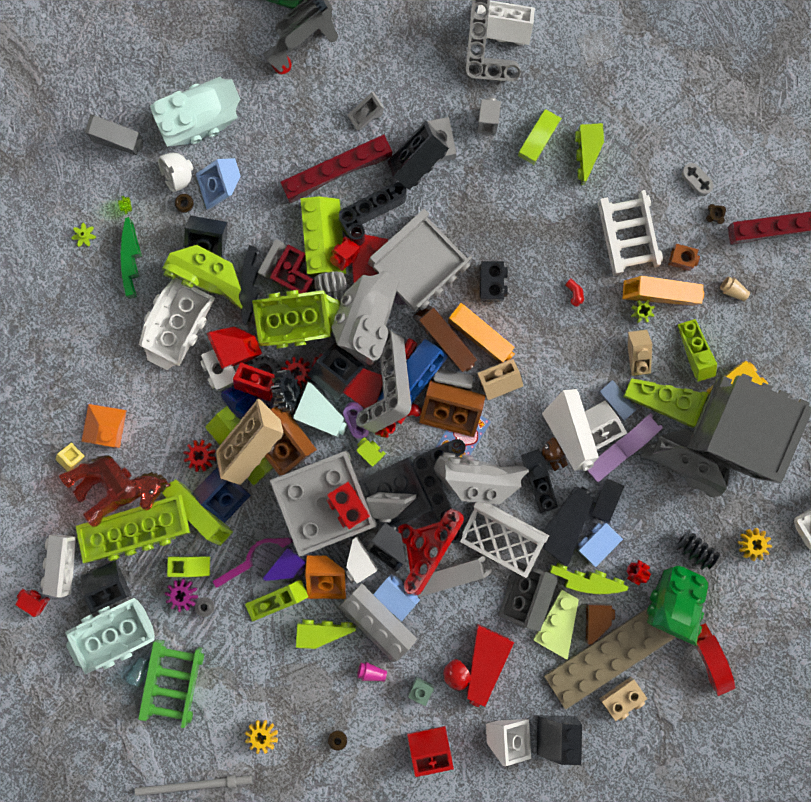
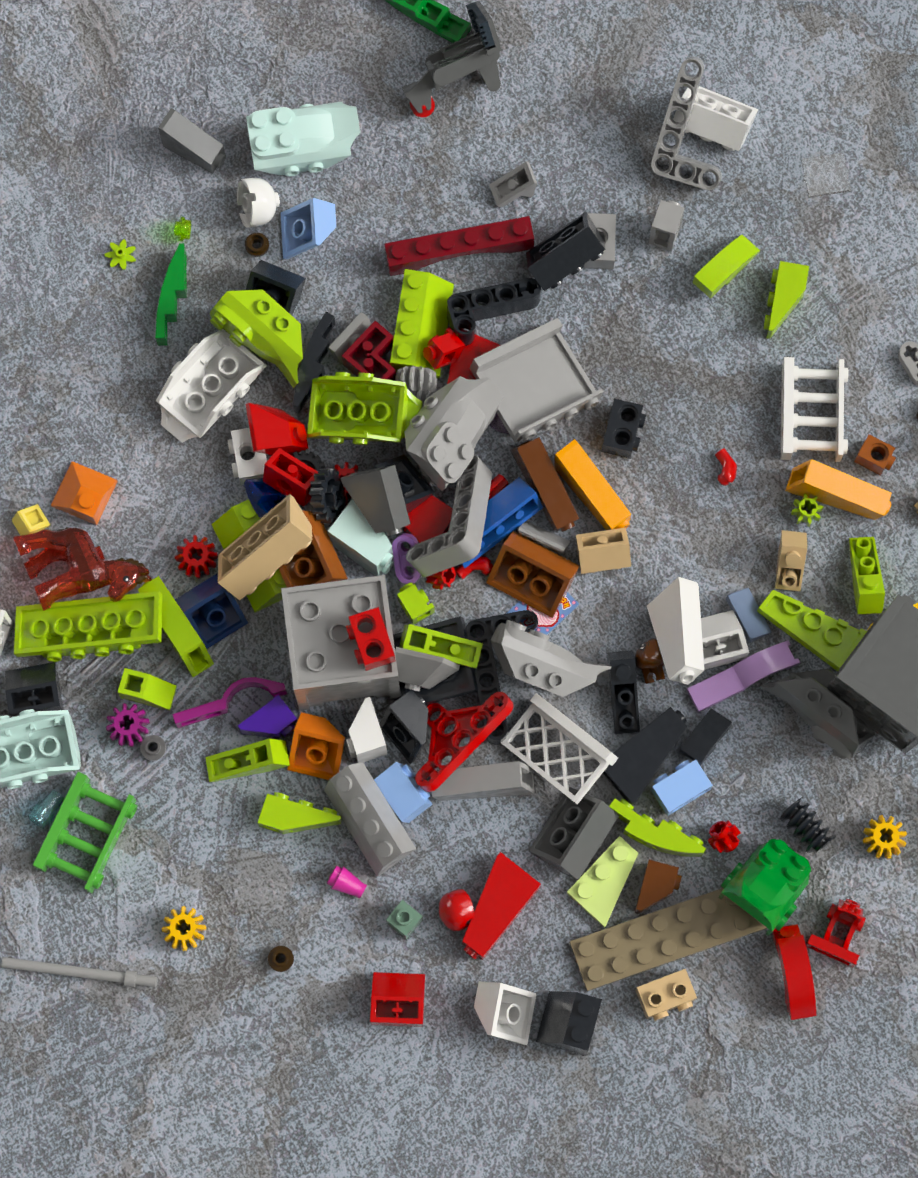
camera: 15 degrees right, 10 degrees down
(325, 385) = (379, 498): none -> dark grey slope
(398, 485) = (436, 643): none -> lime slope
(734, 632) = (846, 913): none -> red tile

